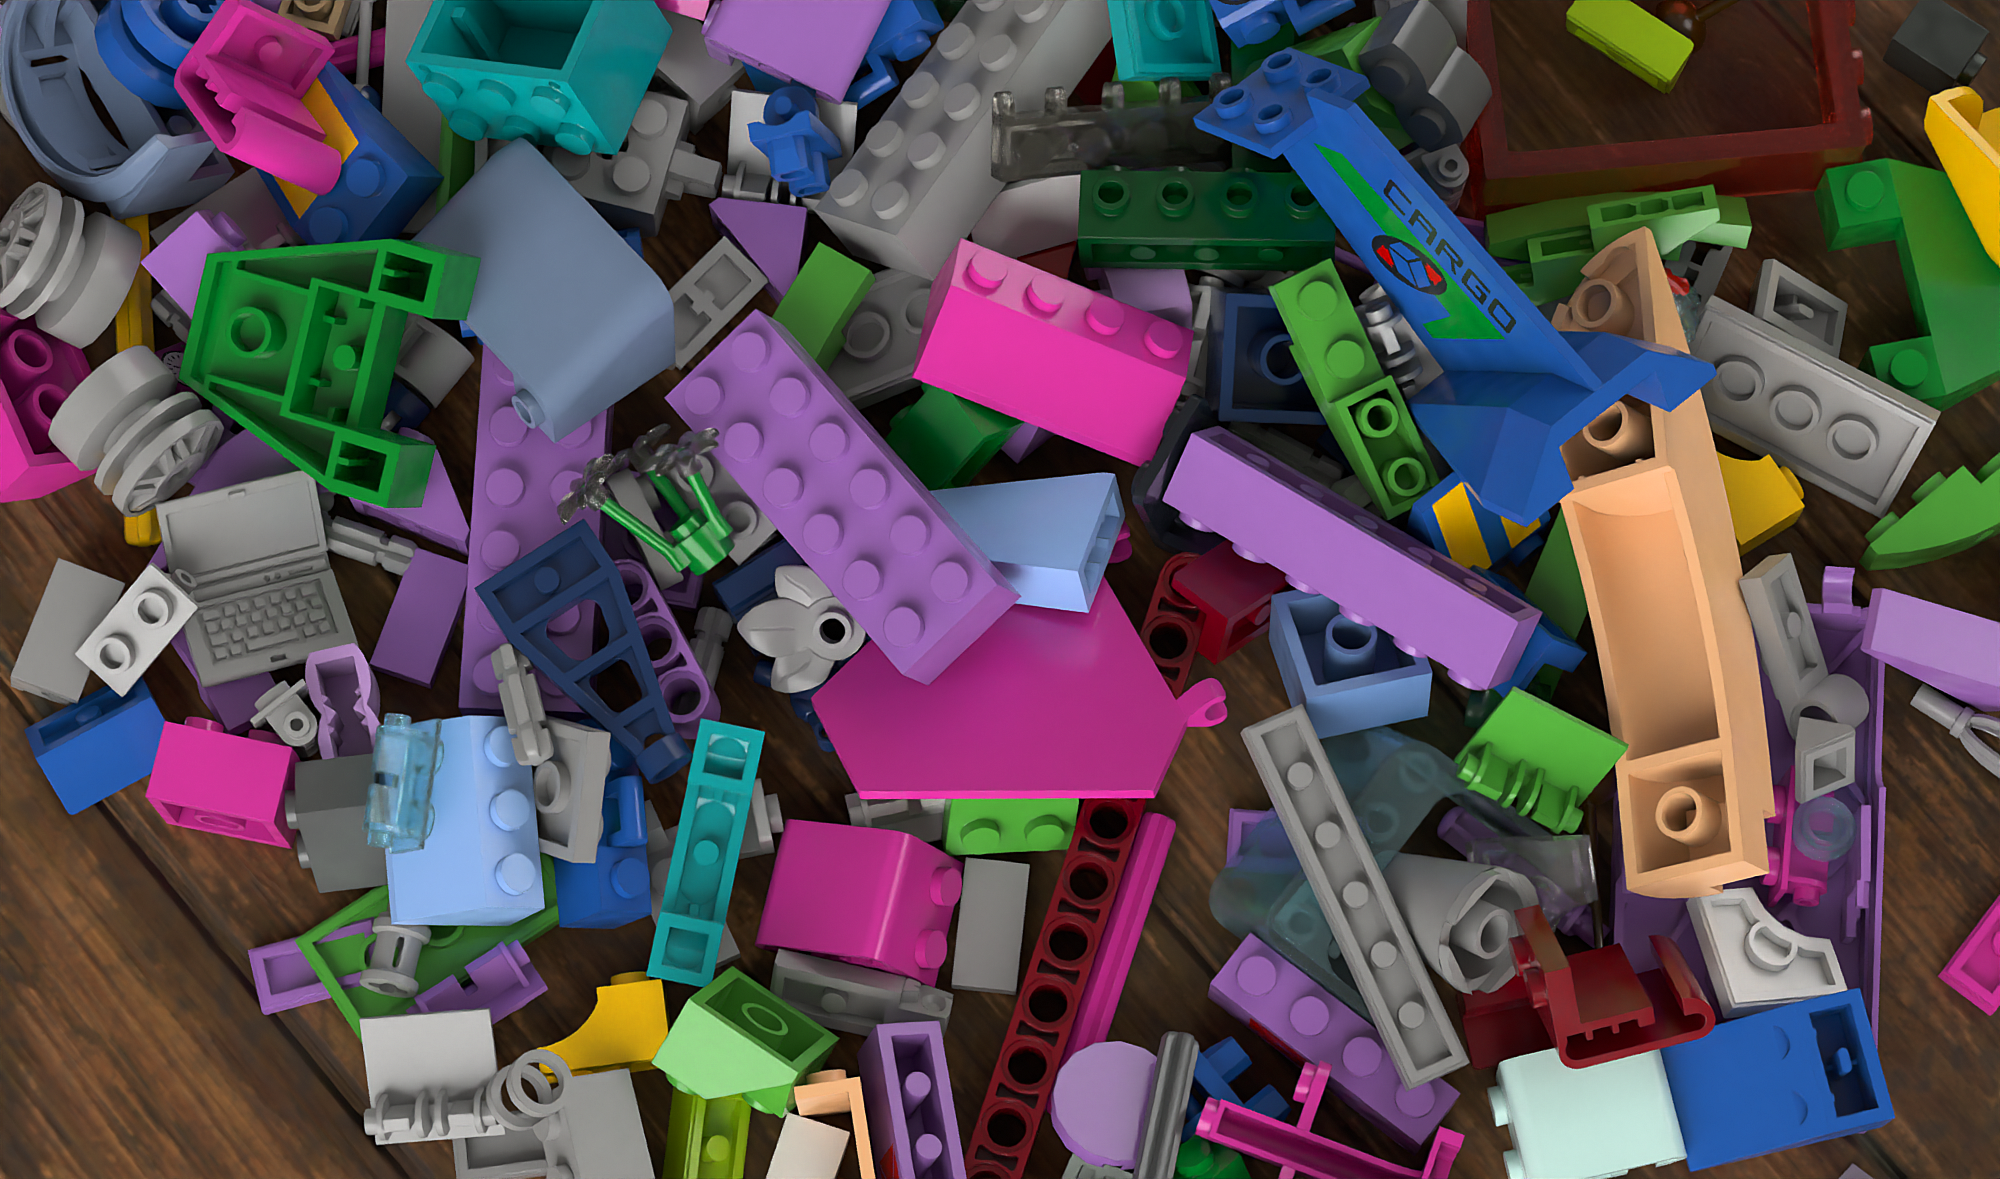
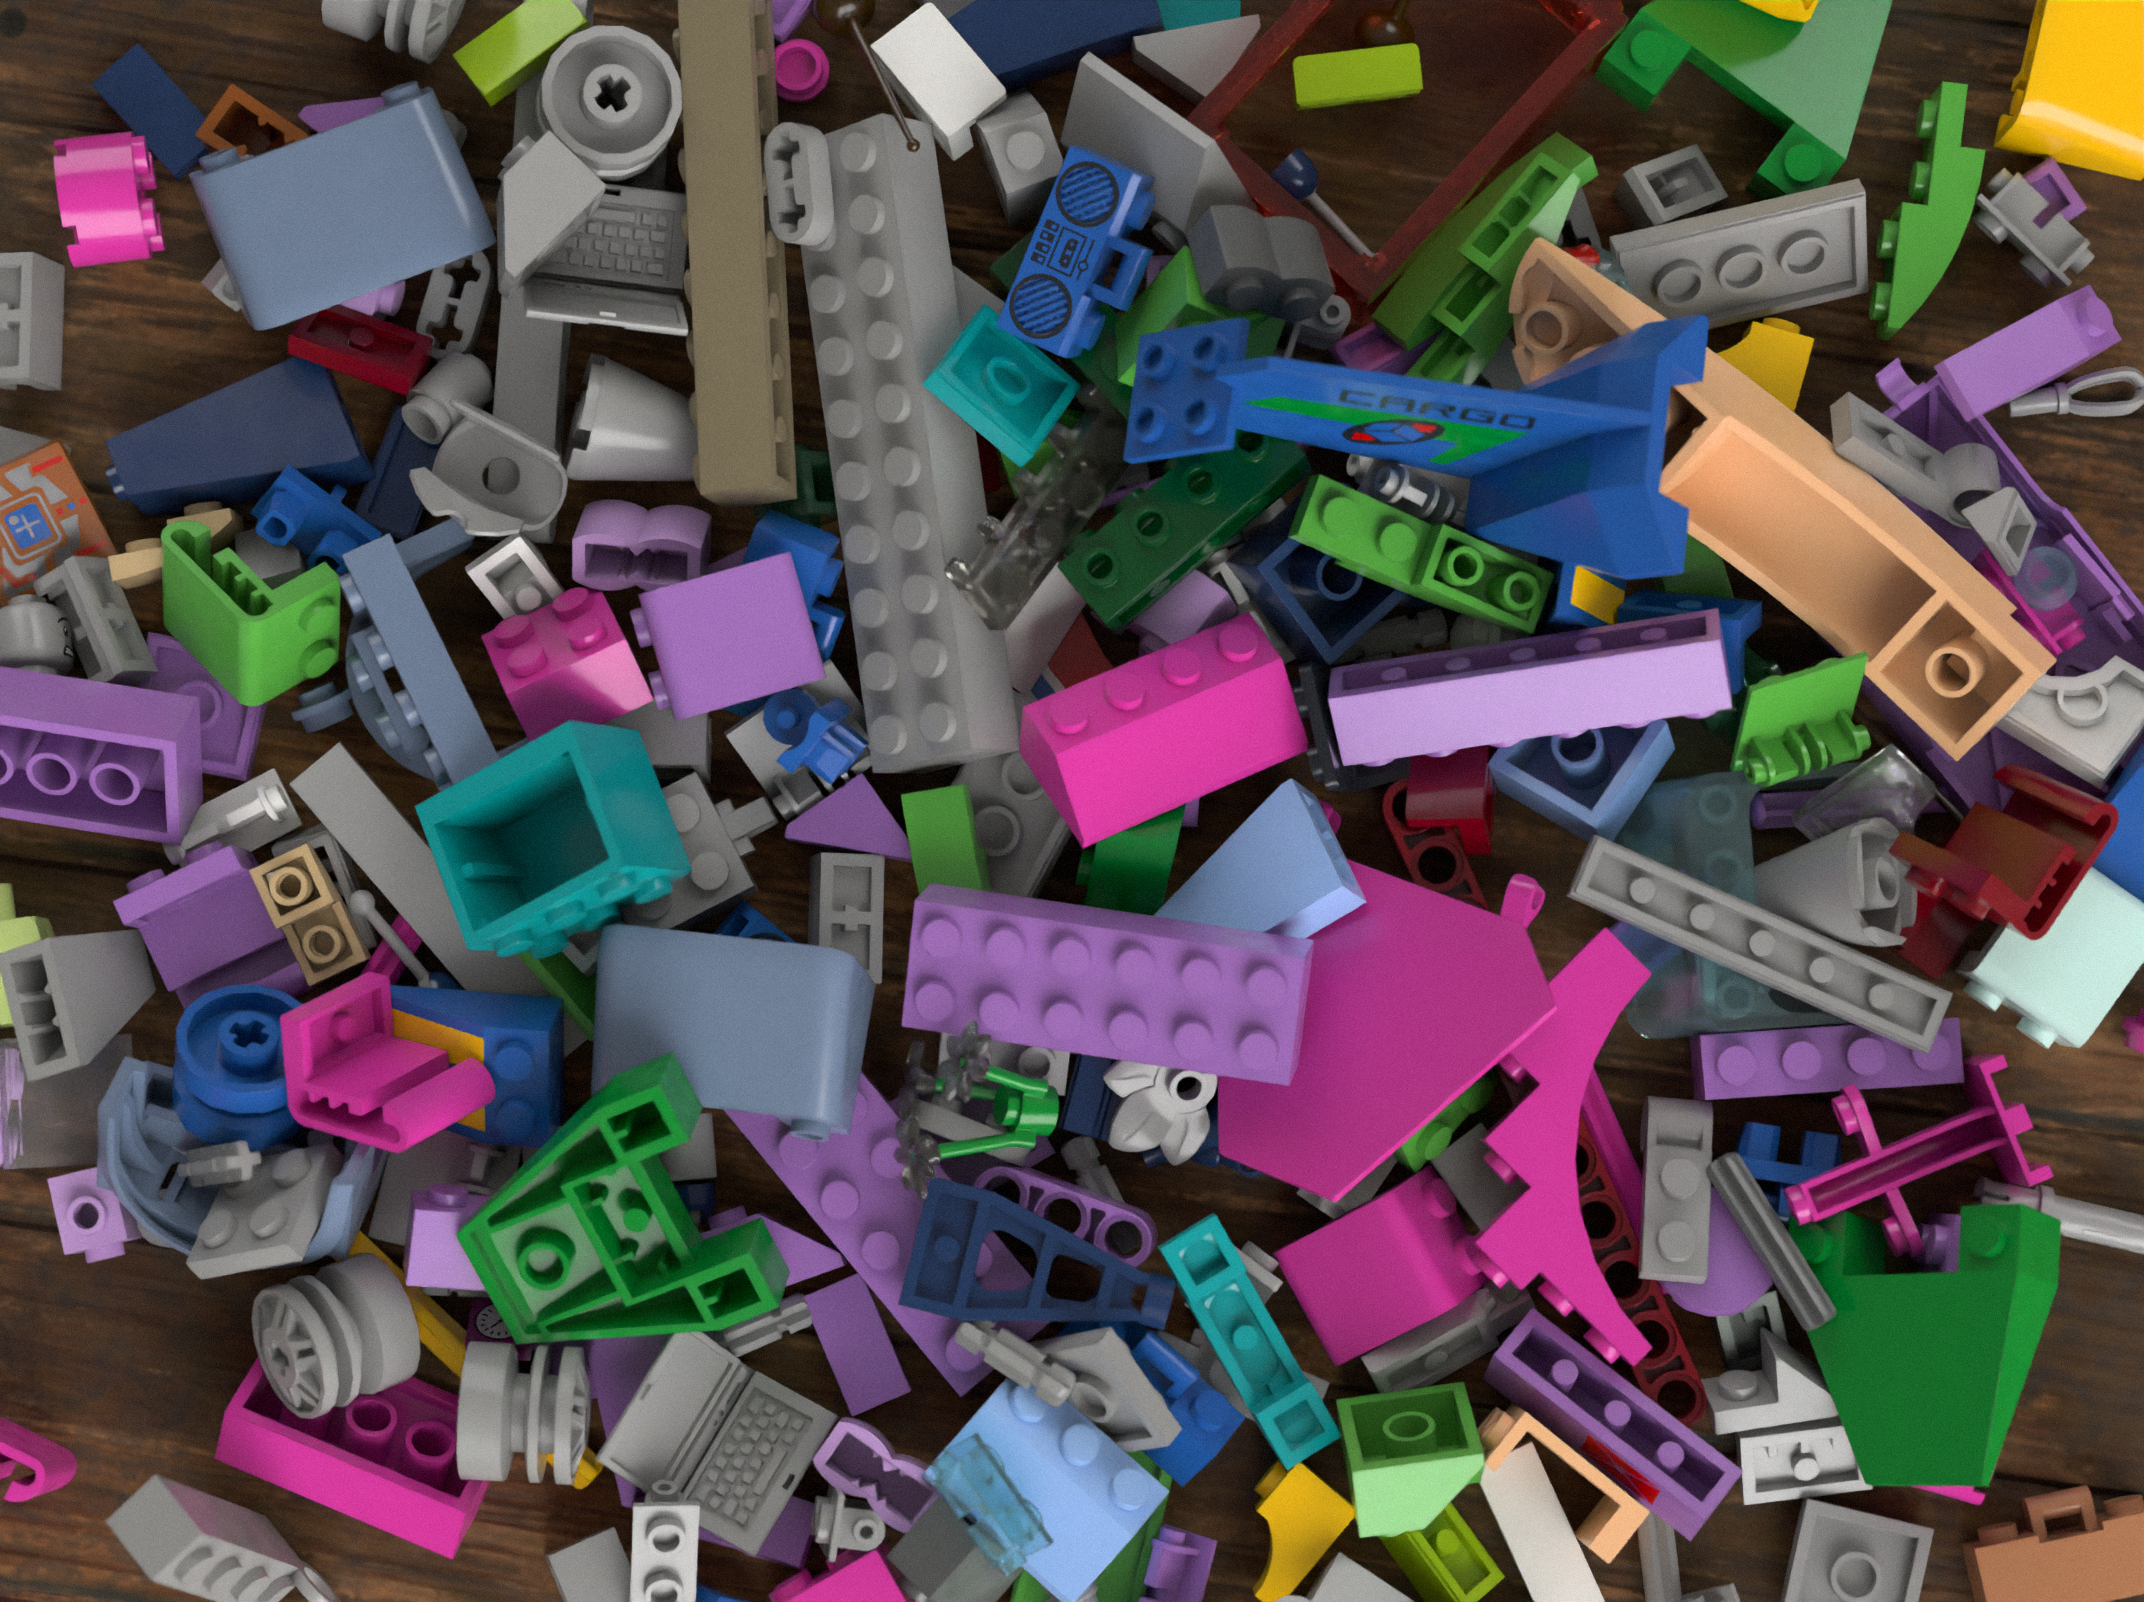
camera: 40 degrees left, 10 degrees up
(88, 129) = (267, 1216): none -> light grey plate
(93, 71) = (219, 1164): none -> light grey axle
(1056, 894) = (1537, 1145): none -> dark pink arch
(1126, 1033) = (1675, 1189): none -> light grey plate
(1519, 73) = (1300, 178): none -> hinge

